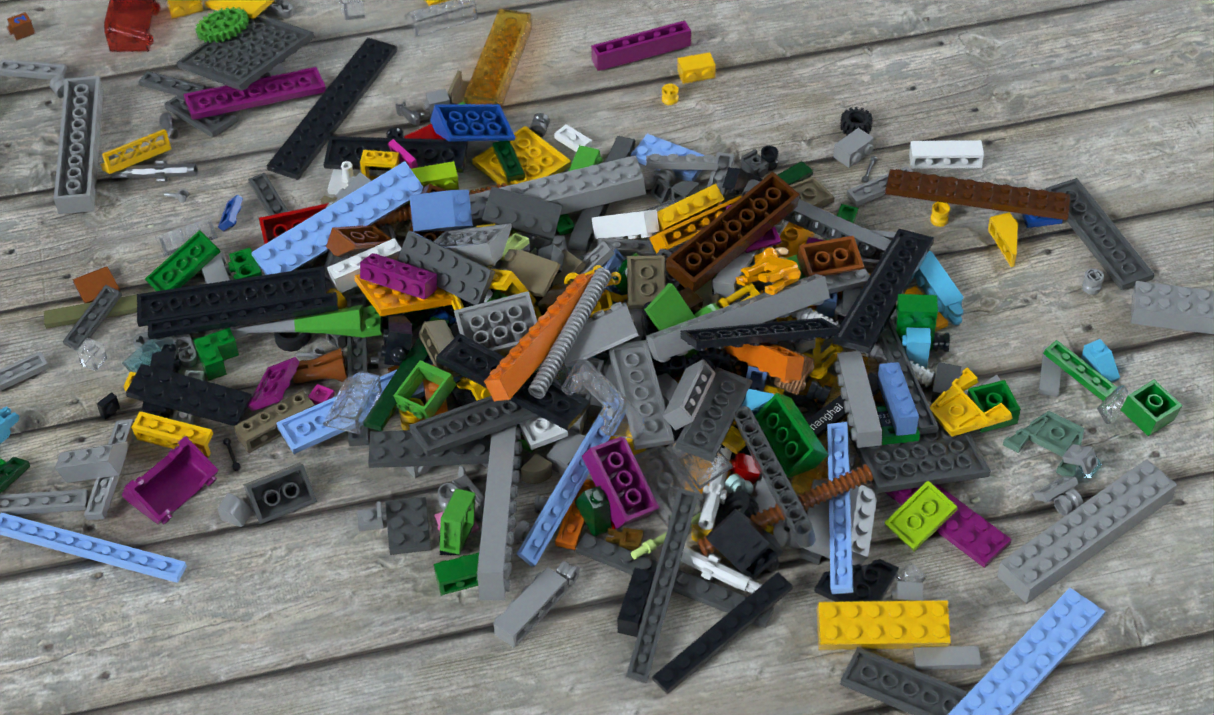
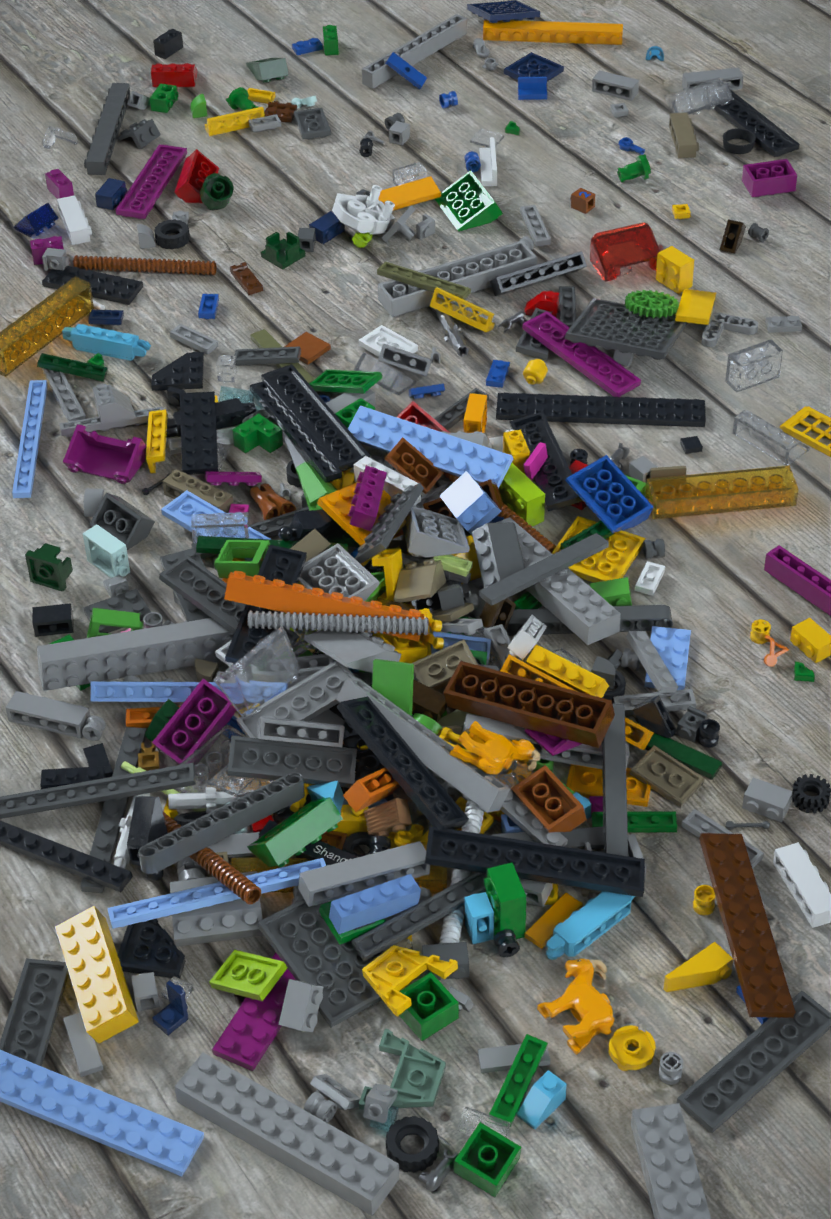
camera: 70 degrees right, 5 degrees down
(66, 396) = (183, 373): none -> black plate
(75, 164) = (421, 280): none -> olive tile
(115, 87) = (538, 273): none -> black brick
(140, 223) = (382, 335): none -> white plate
(160, 94) = (546, 301): none -> red slope
(183, 211) = (405, 359): none -> light grey brick
(235, 159) = (497, 373): none -> blue plate
(256, 130) = (535, 371): none -> yellow head
(299, 174) = (475, 414): none -> light orange window
(327, 562) = (47, 569): none -> dark green panel
(334, 518) = (107, 552): none -> light aqua window
(395, 578) = (53, 620): none -> black brick
(418, 64) = (691, 444): none -> black tile
(557, 186) = (543, 569): none -> dark grey tile
(576, 241) = (498, 613): none -> dark brown brick
(609, 581) = (97, 756): none -> black tile
(702, 97) = (771, 659): none -> orange piece
(724, 87) = (802, 673): none -> green tile
(935, 581) = (175, 1012): none -> dark blue bracket
(971, 484) = (301, 1005): none -> light grey brick
(1016, 313) = (584, 1002): none -> light orange animal
(1058, 305) = (628, 1059): none -> yellow plate
(1123, 441) = (412, 1126): none -> black tyre
(1154, 447) = (437, 1175): none -> flat silver piece

